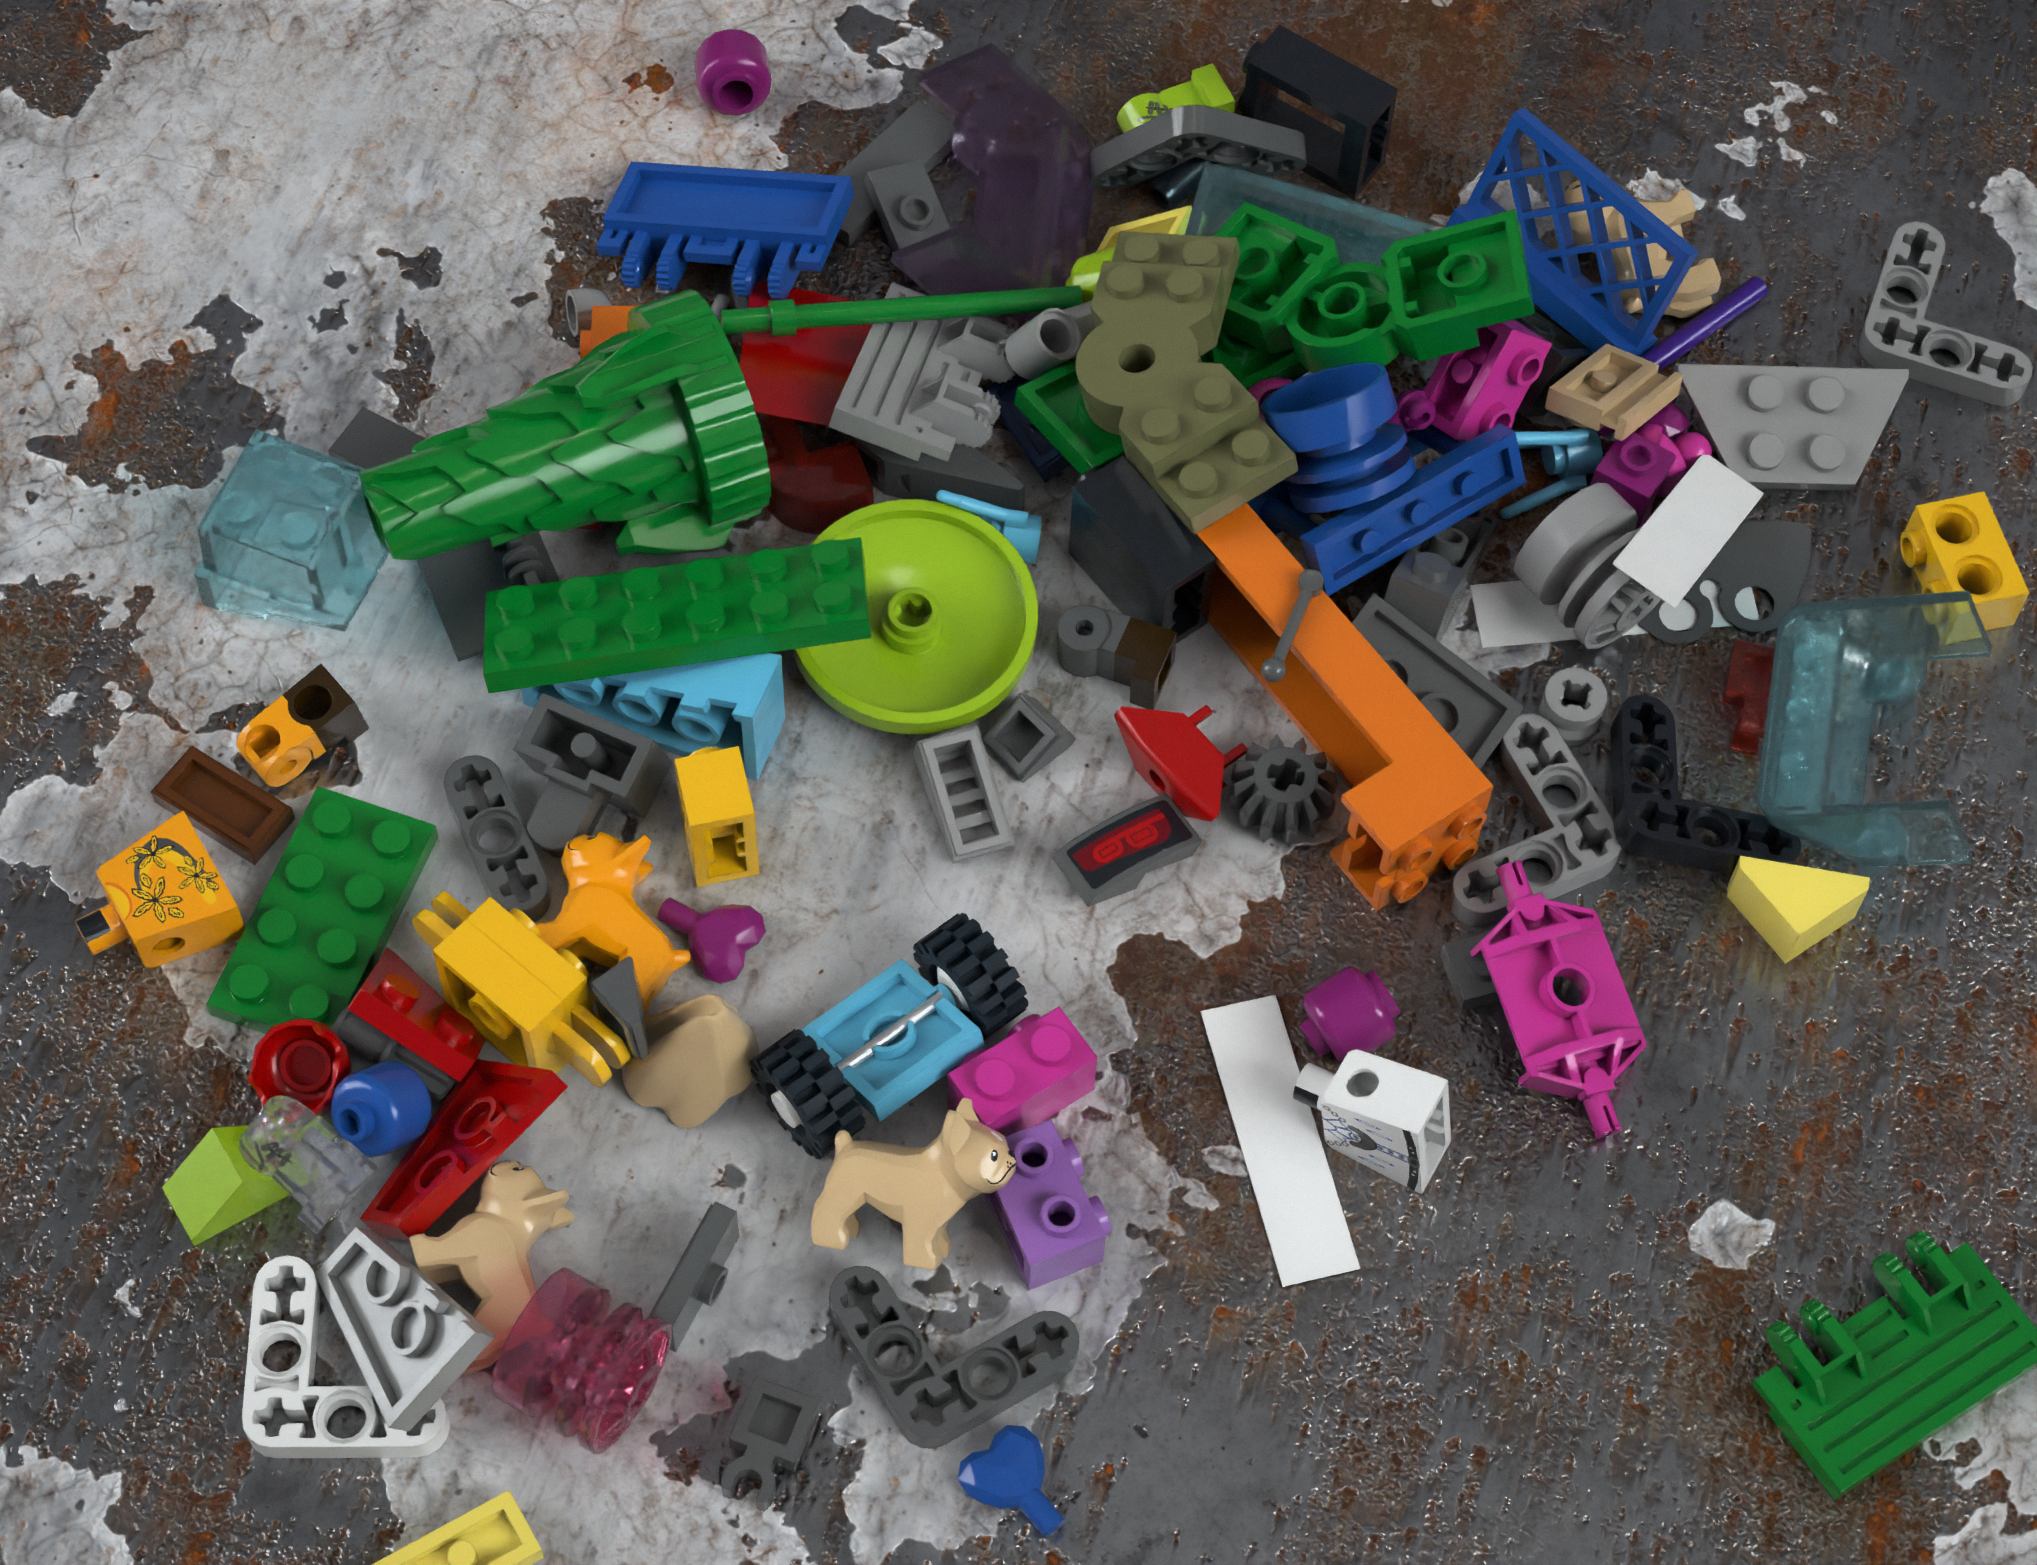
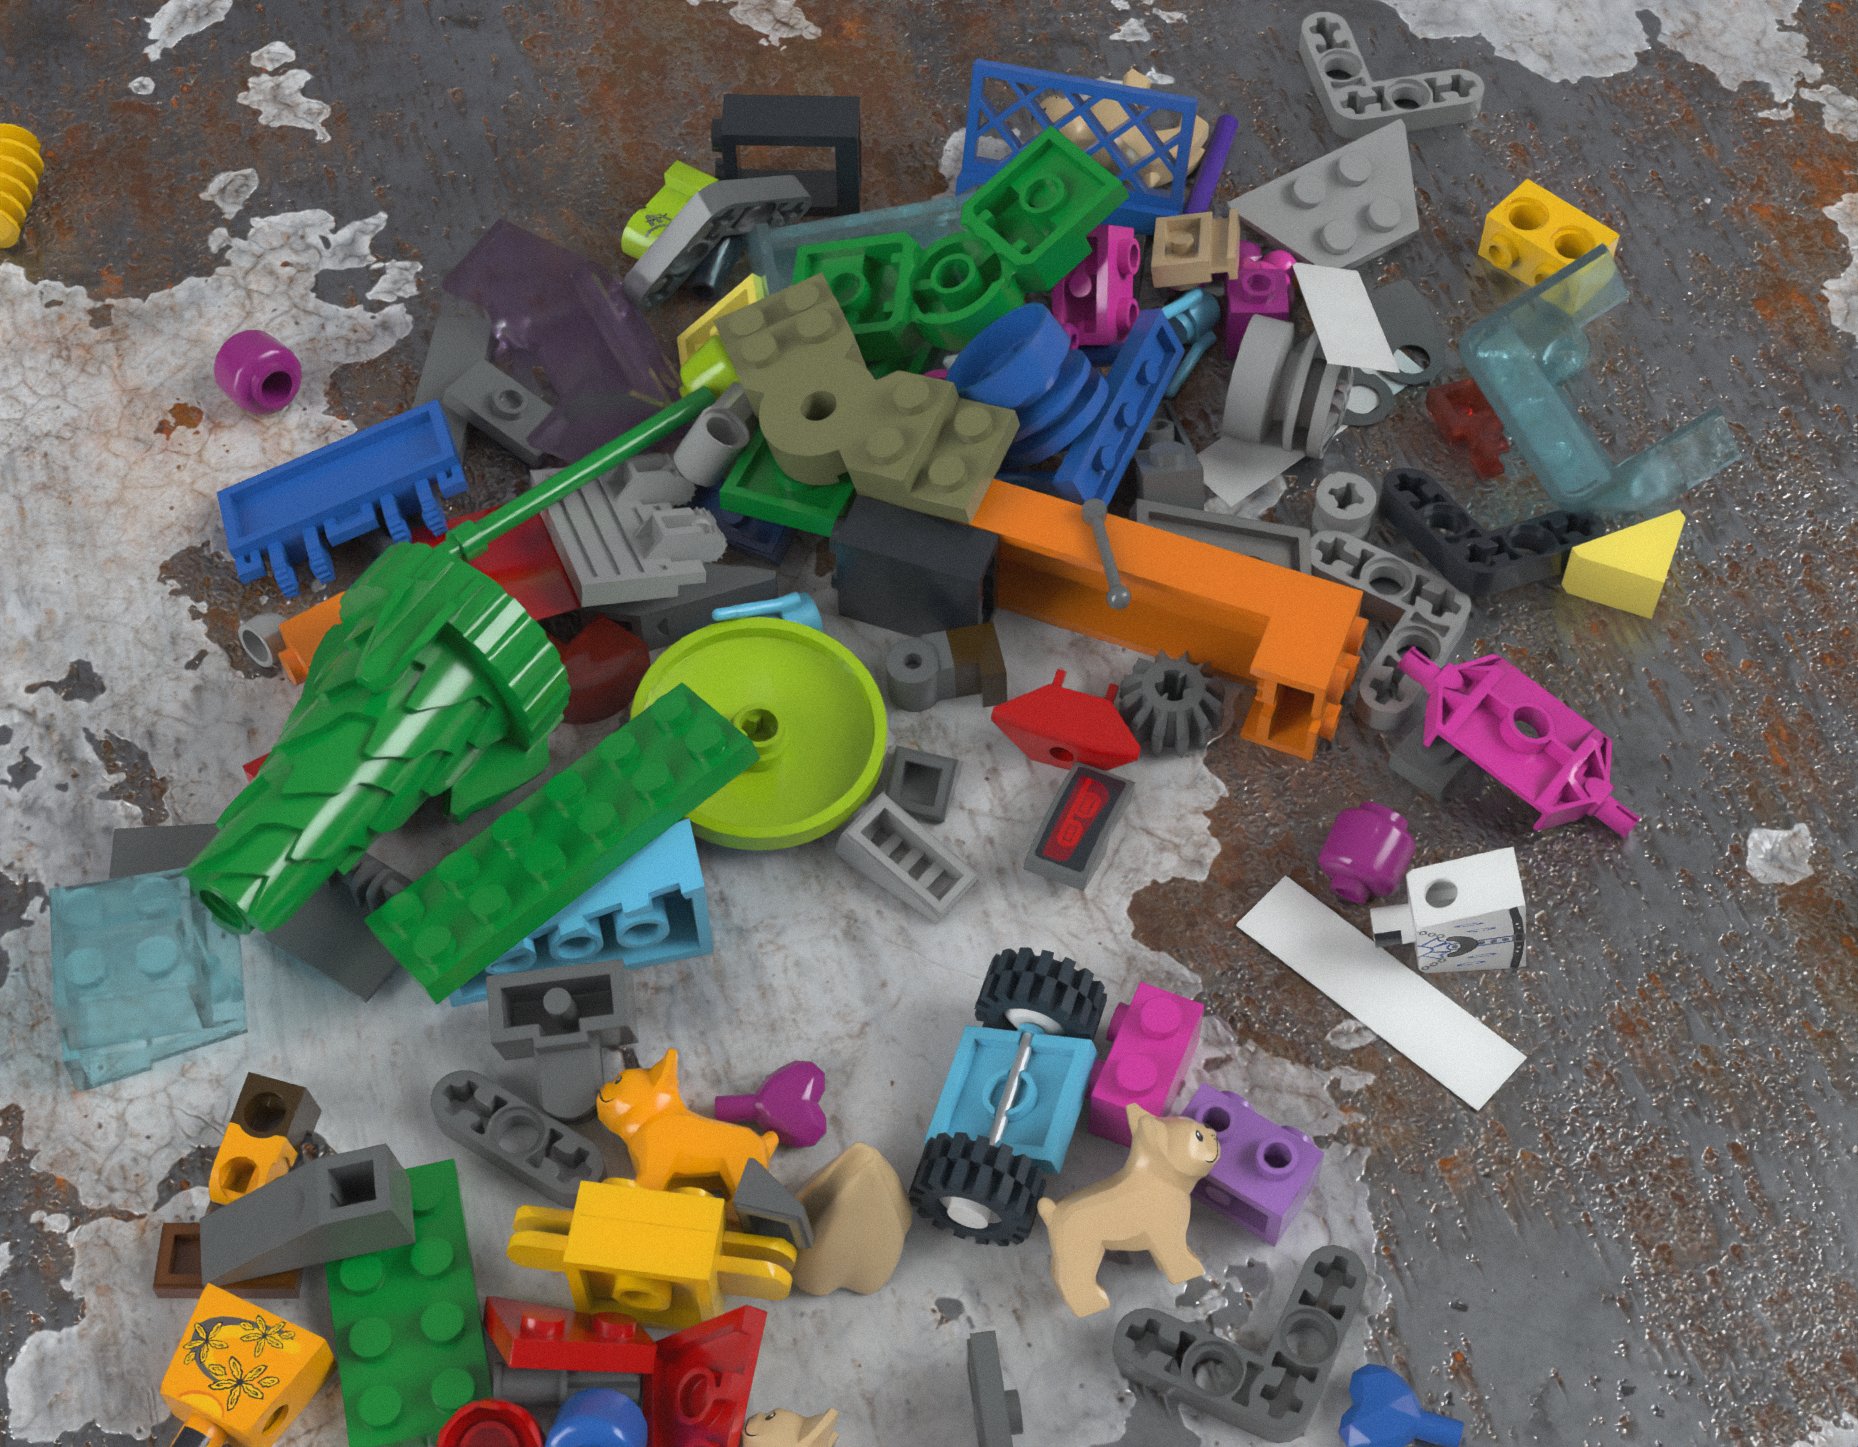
camera: 30 degrees left, 5 degrees down
(290, 806) = (310, 1217): none -> dark grey slope
(717, 815) = (718, 994): yellow brick -> none

